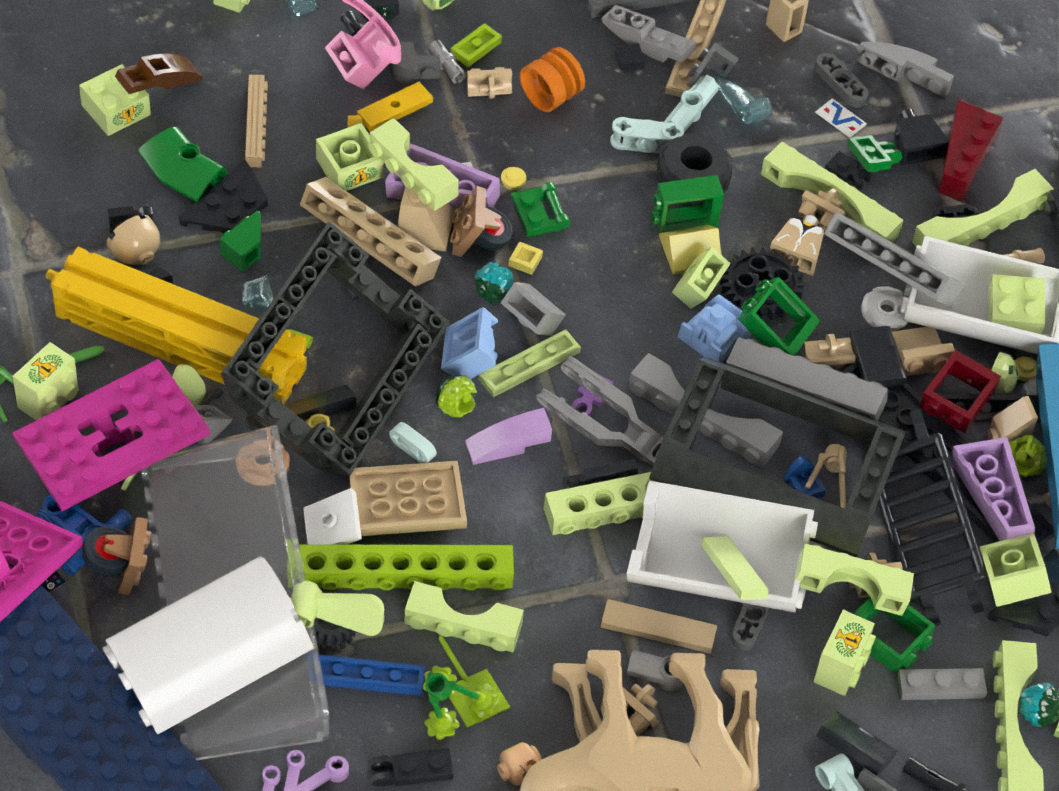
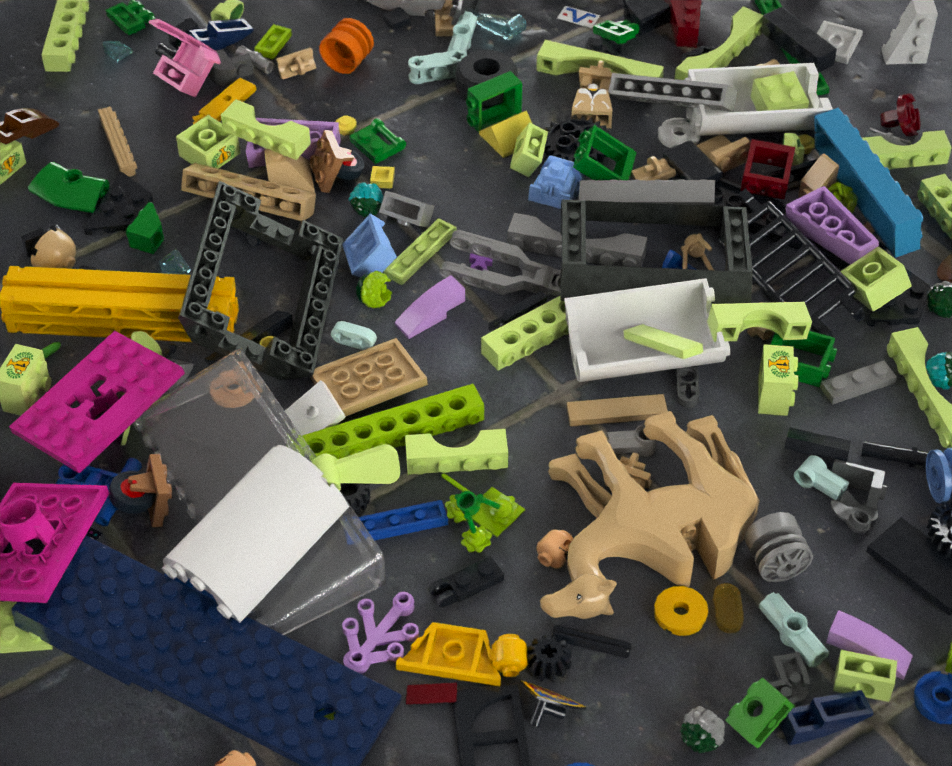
camera: 15 degrees left, 5 degrees down
(420, 17) = (222, 33): none -> dark blue slope

